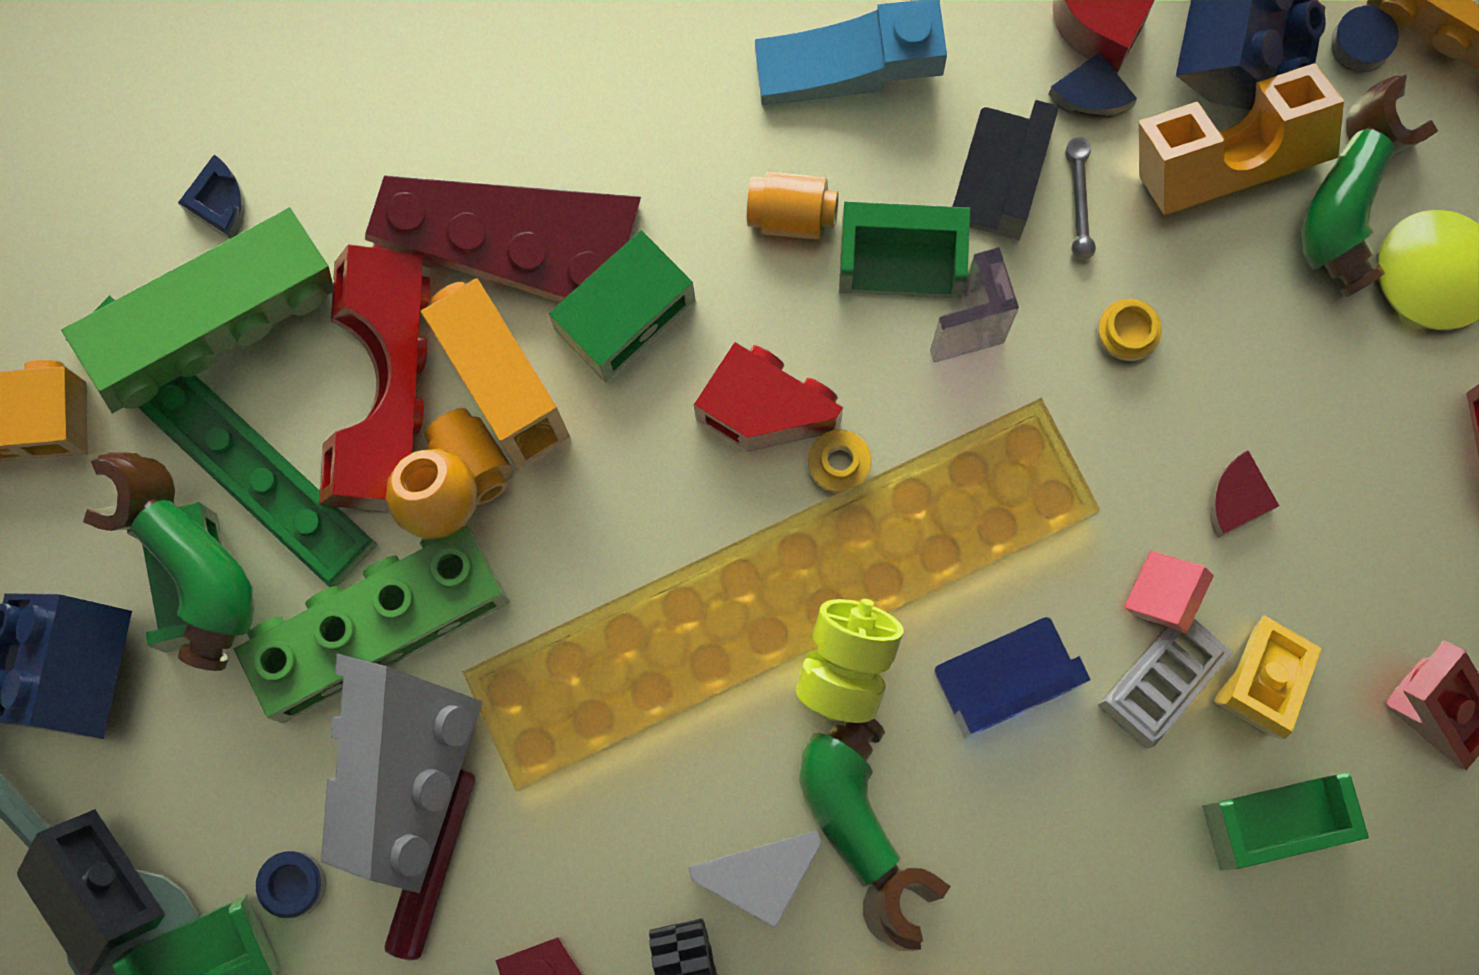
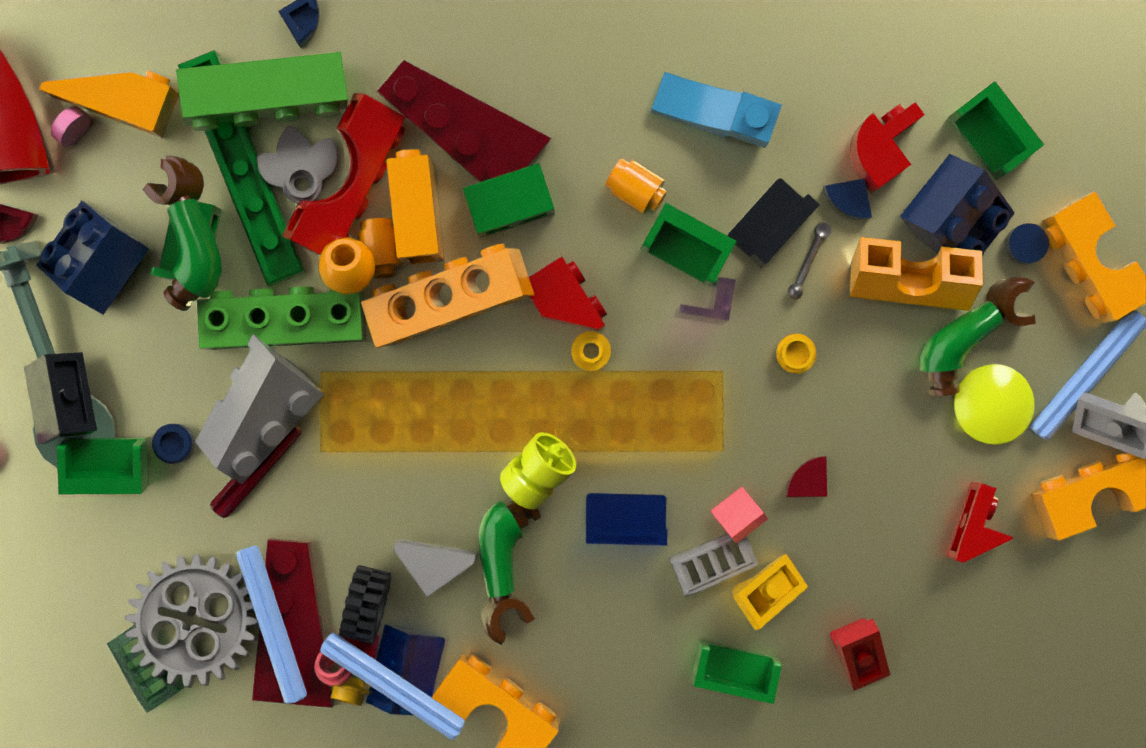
camera: 20 degrees right, 10 degrees up
(297, 392) = (297, 160): none -> light grey plate
(677, 417) = (506, 285): none -> light orange brick

